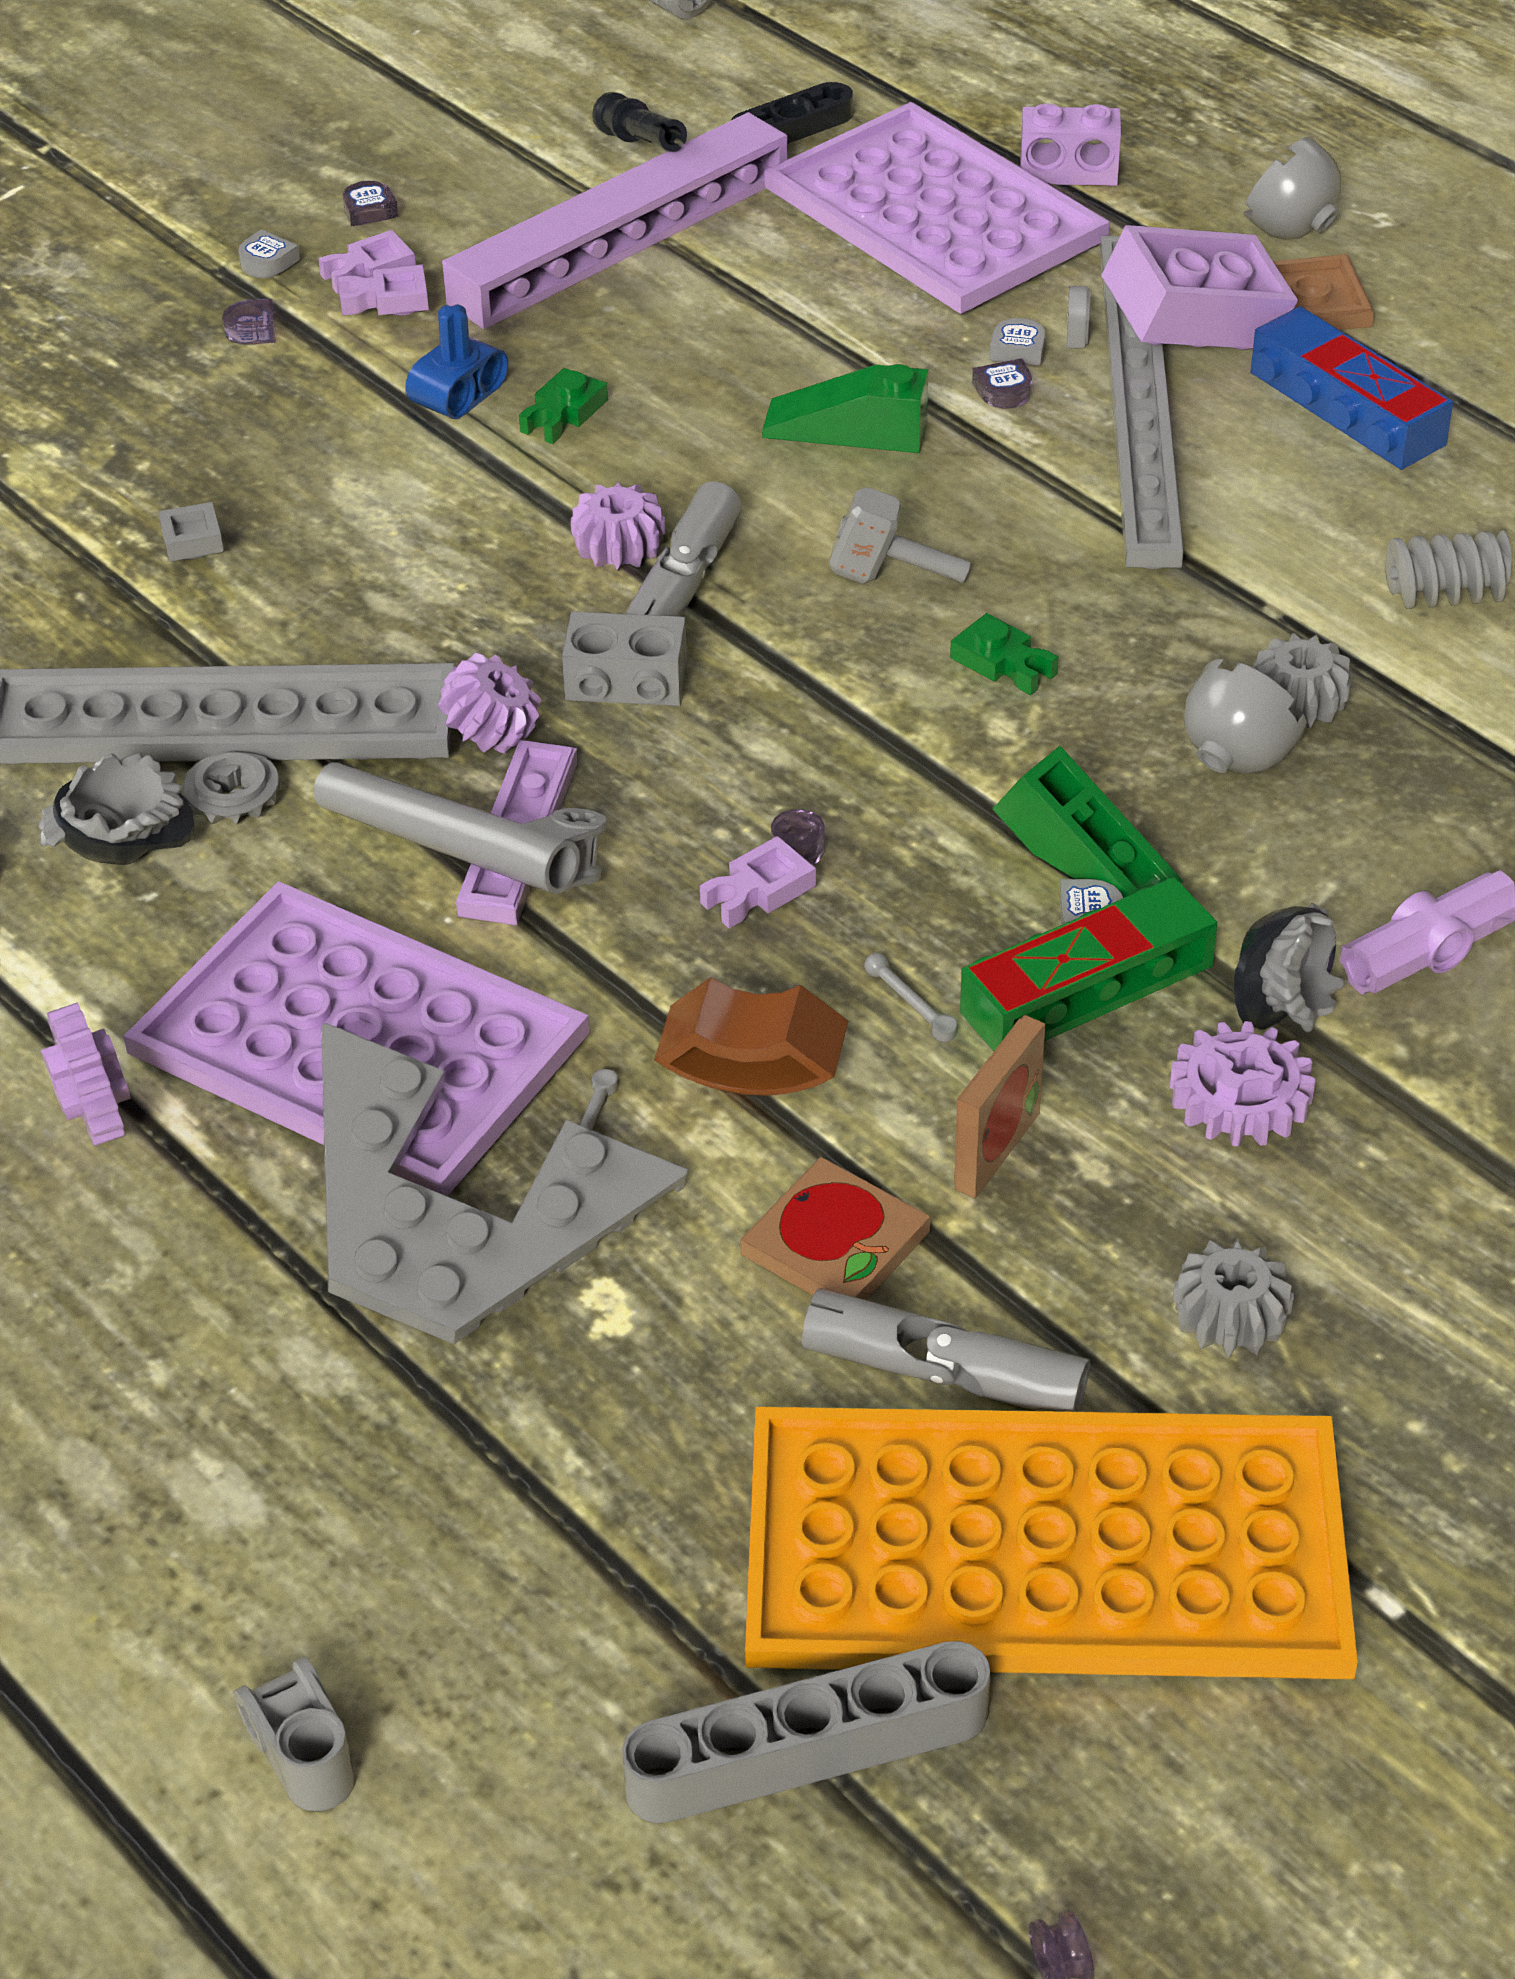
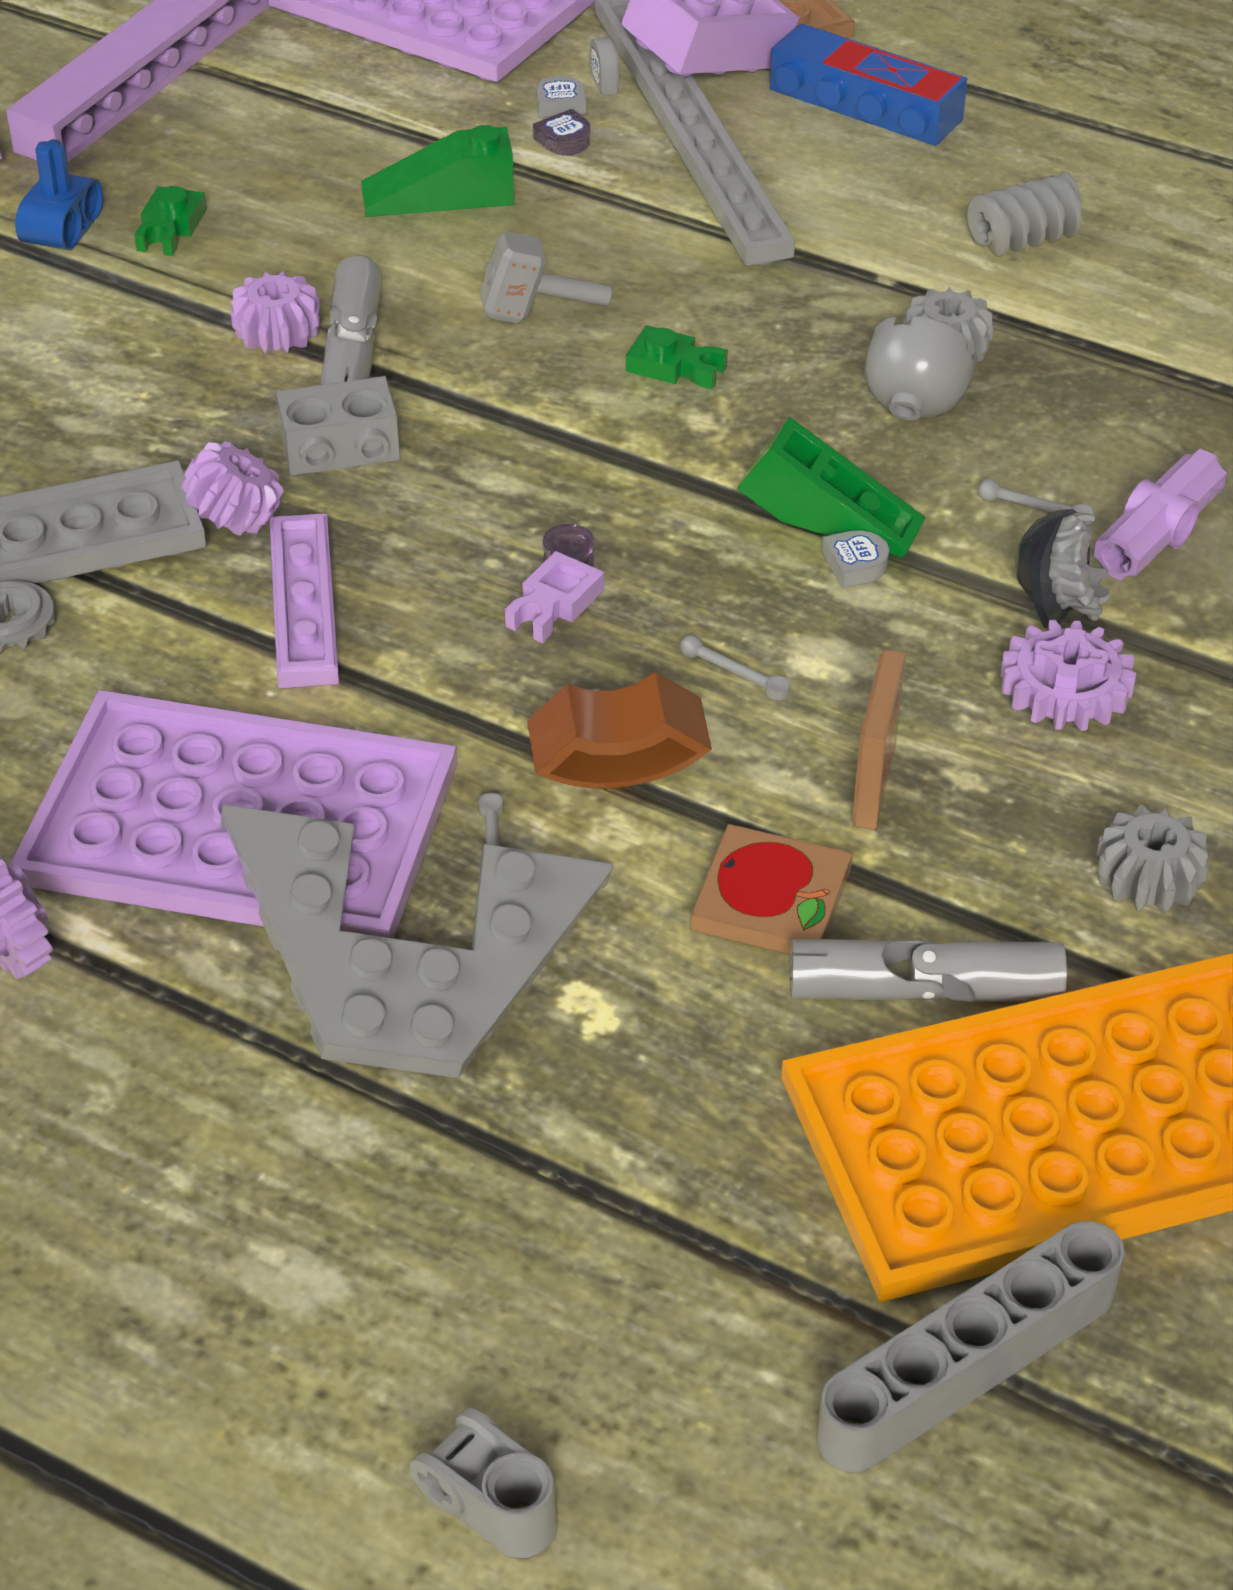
camera: 20 degrees left, 0 degrees up
(542, 853) = (348, 609): light grey axle -> none
(1090, 963) = (884, 606): green brick -> none
(1352, 913) = (990, 490): none -> light grey hinge

